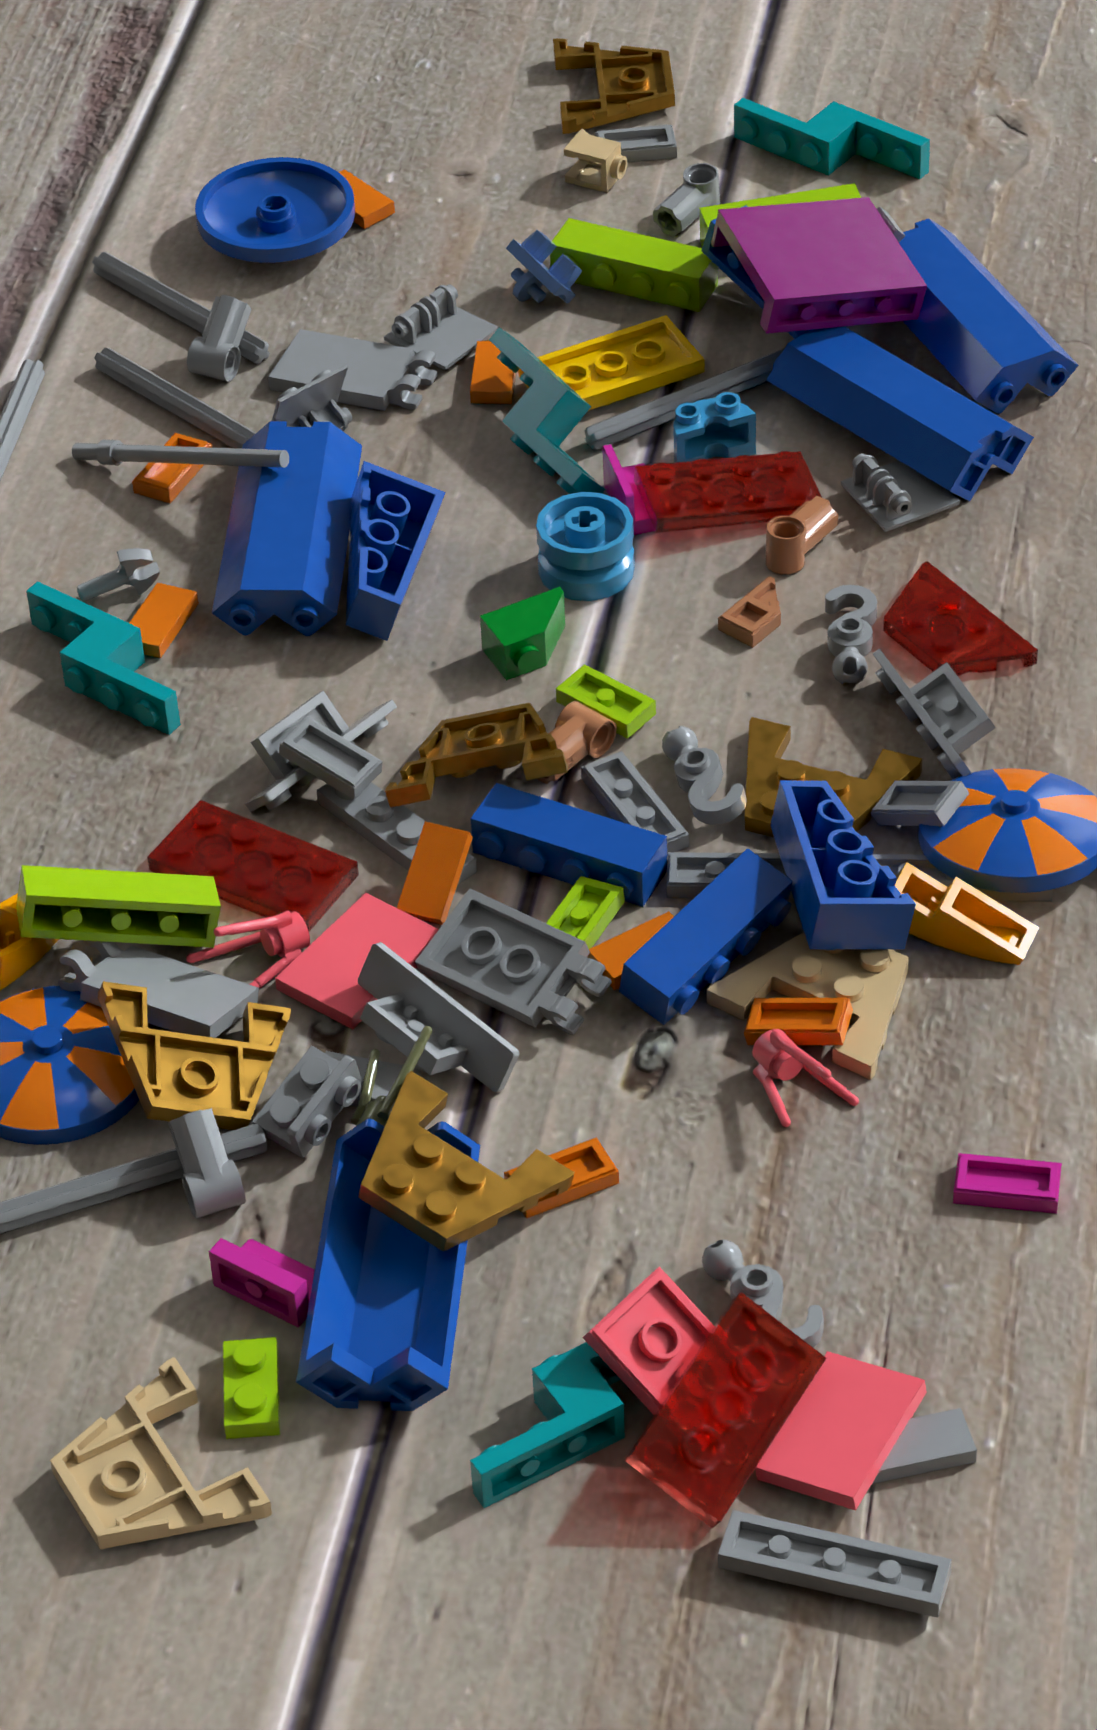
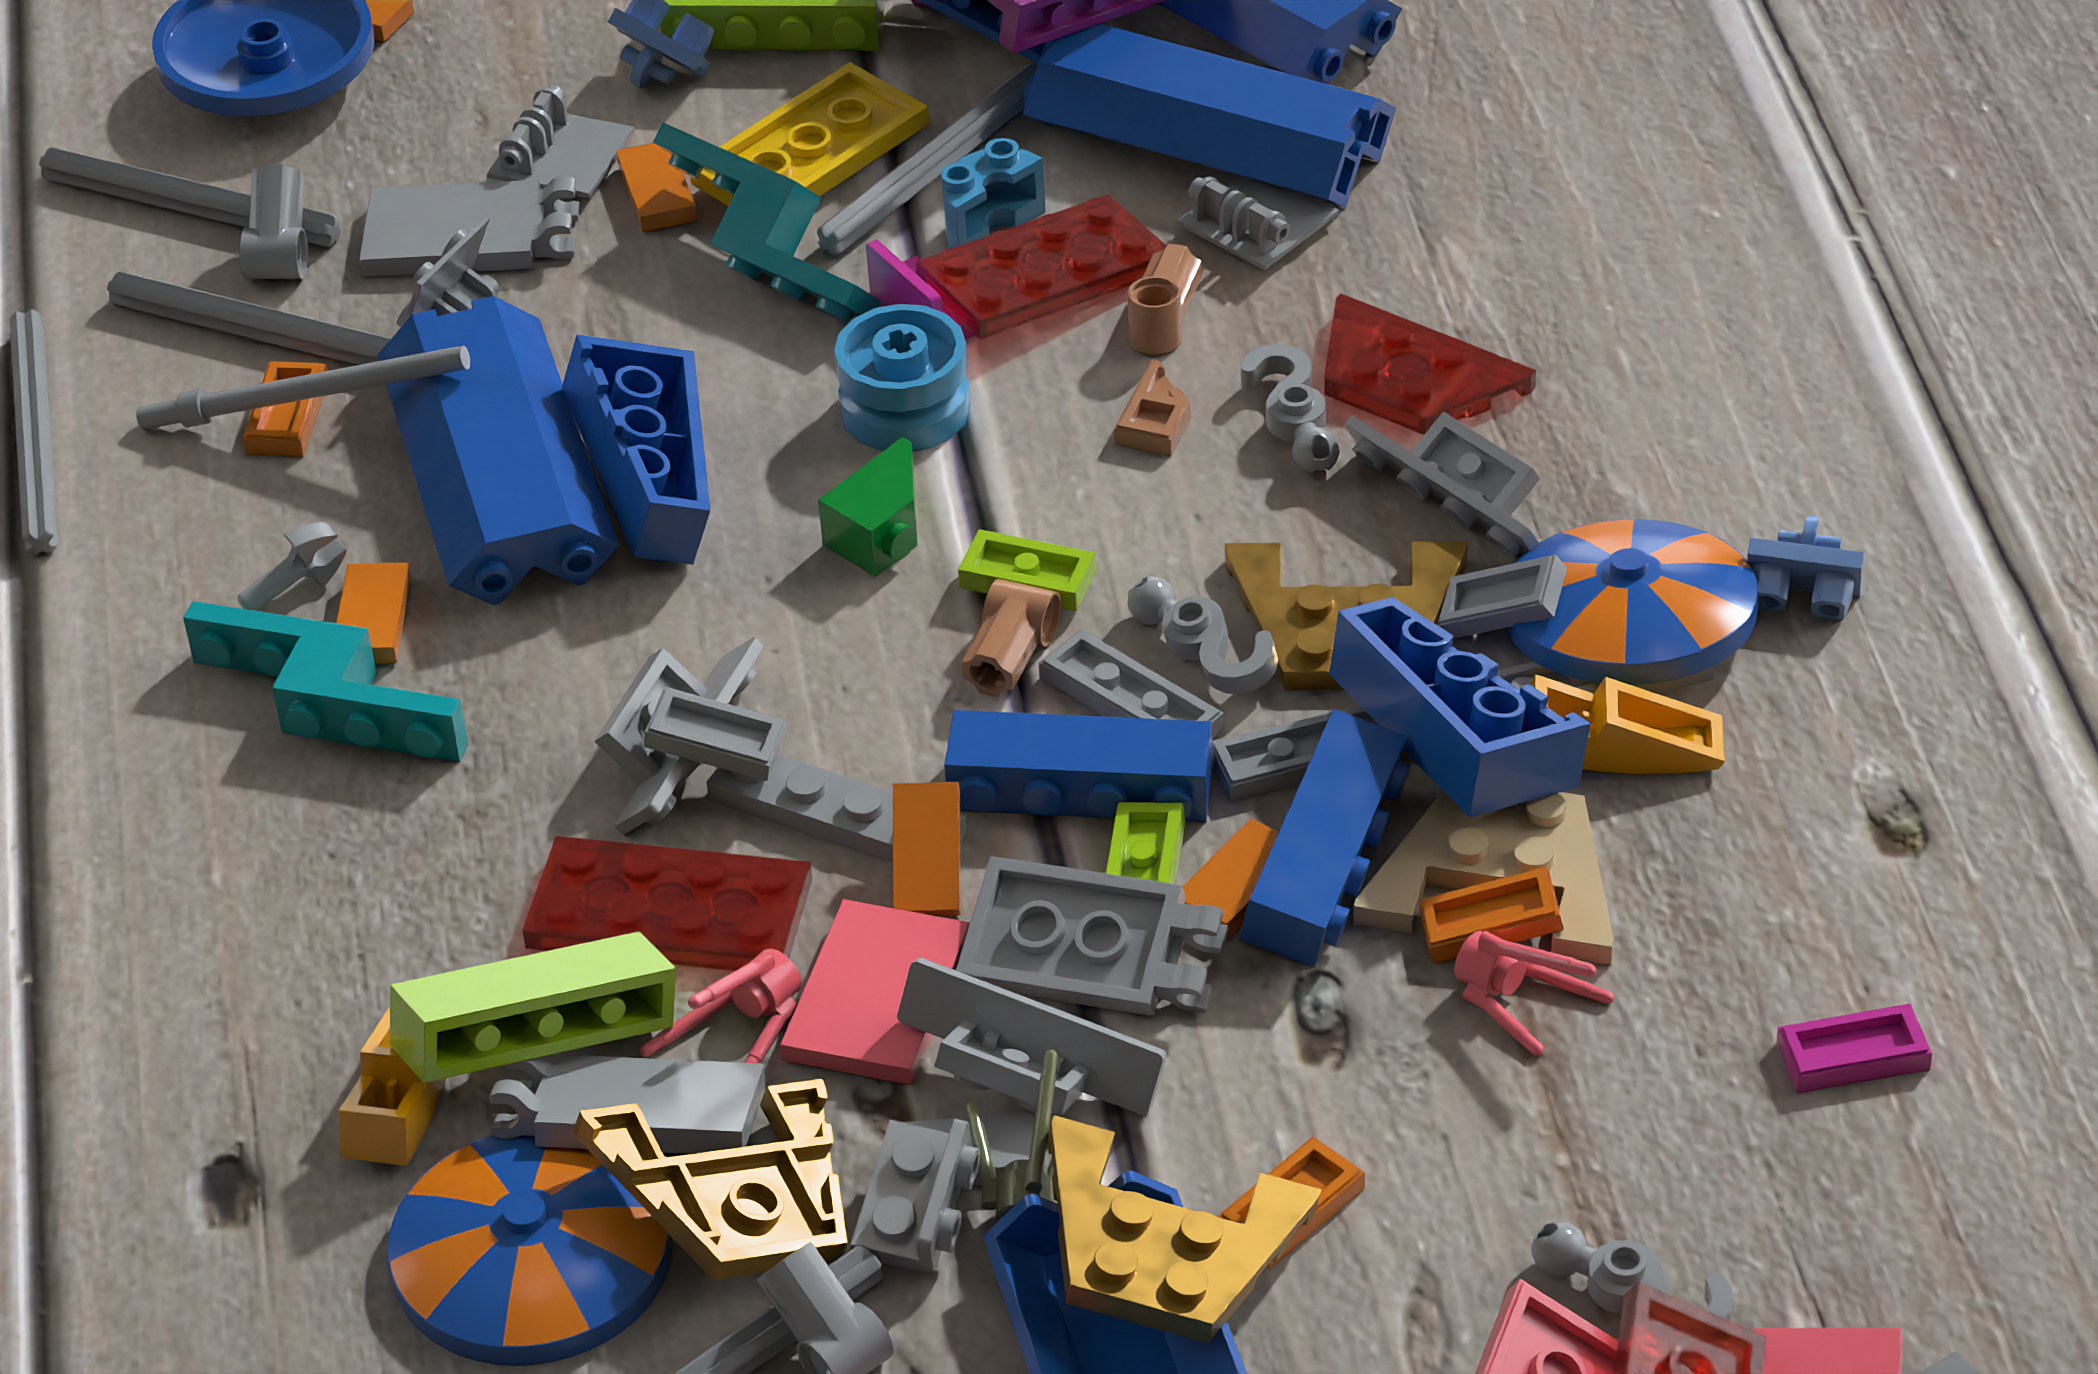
camera: 20 degrees left, 0 degrees up
(479, 741) = (904, 659): pearl gold wing -> none

